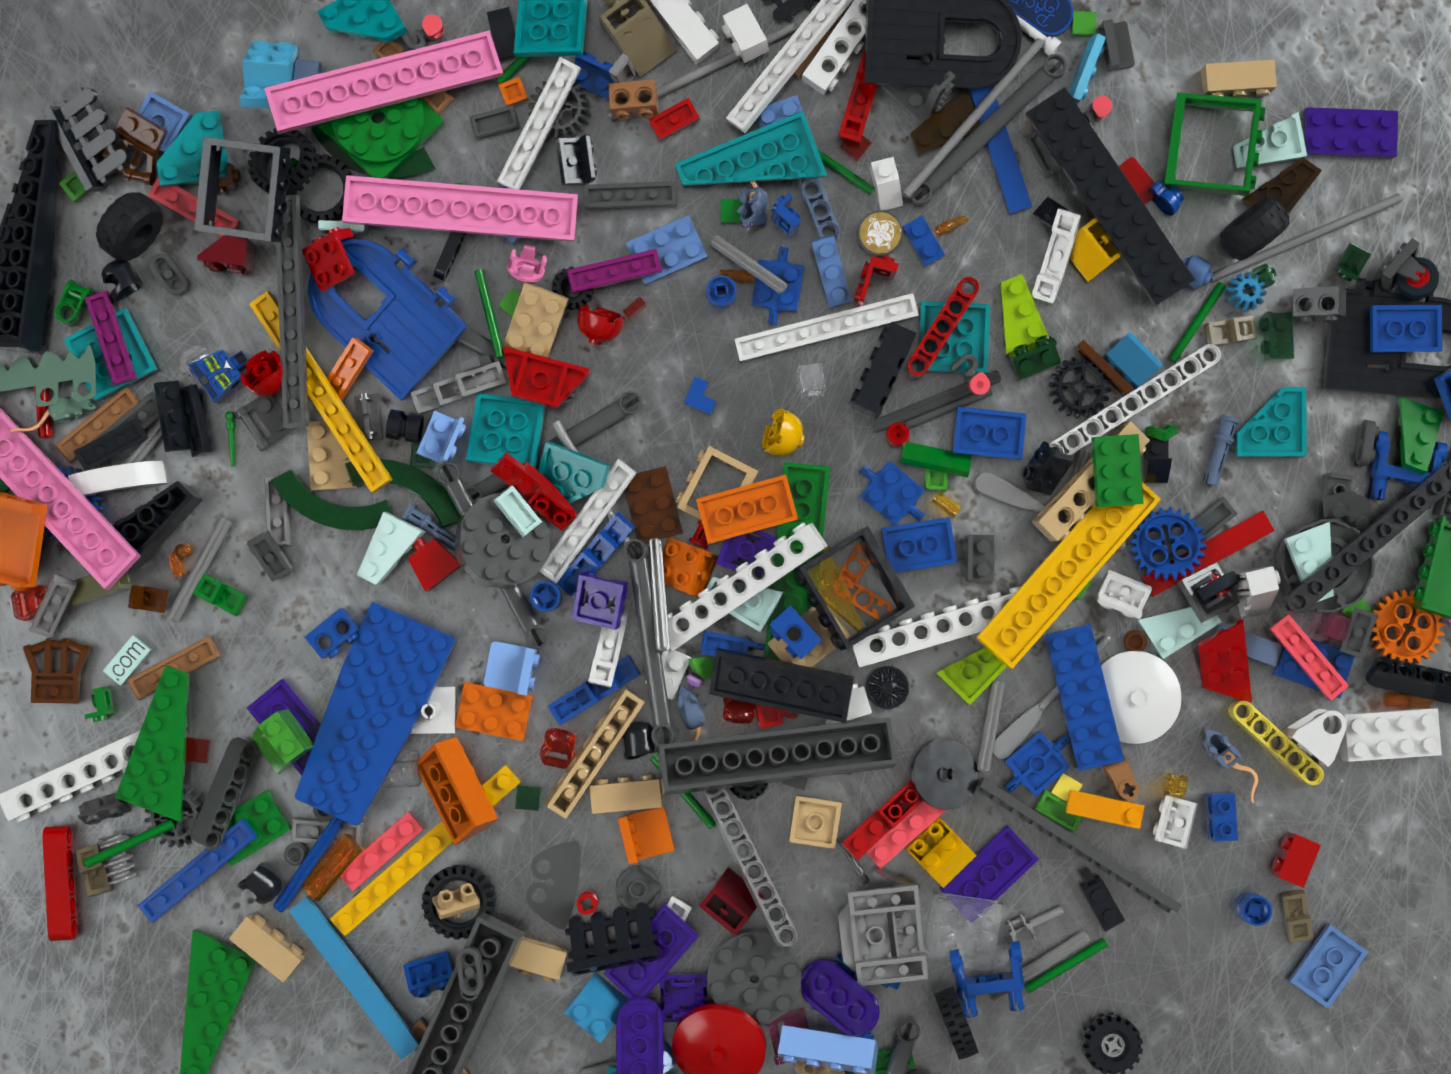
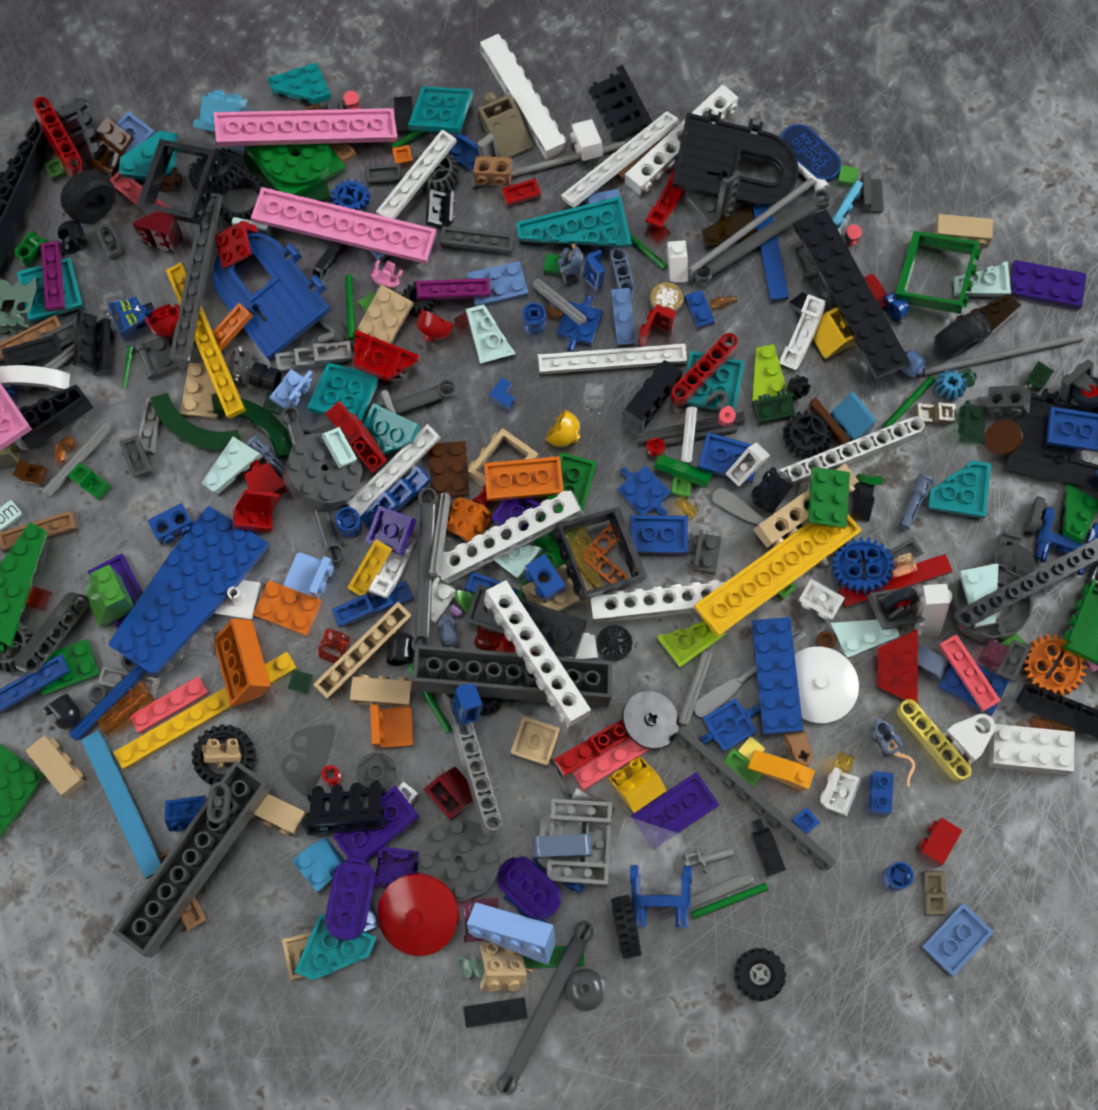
camera: 10 degrees right, 15 degrees down
(65, 141) = (54, 130): none -> red beam
(430, 605) = (254, 510): none -> red bracket
(466, 157) = (351, 195): none -> blue gear
(583, 650) = (370, 567): none -> yellow plate
(668, 327) = (487, 337): none -> light aqua wing
(731, 804) = (467, 704): none -> blue brick
(863, 788) = (504, 594): none -> white brick
(869, 945) = (562, 846): none -> sand blue beam
(936, 413) = (689, 432): none -> white axle
(1014, 442) = (747, 464): none -> white slope
(1061, 326) = (799, 386): none -> black gear
(1140, 861) = (805, 820): none -> blue plate
(1218, 539) = (904, 565): none -> clear orange bracket
(1317, 351) = (1003, 437): none -> reddish brown tile

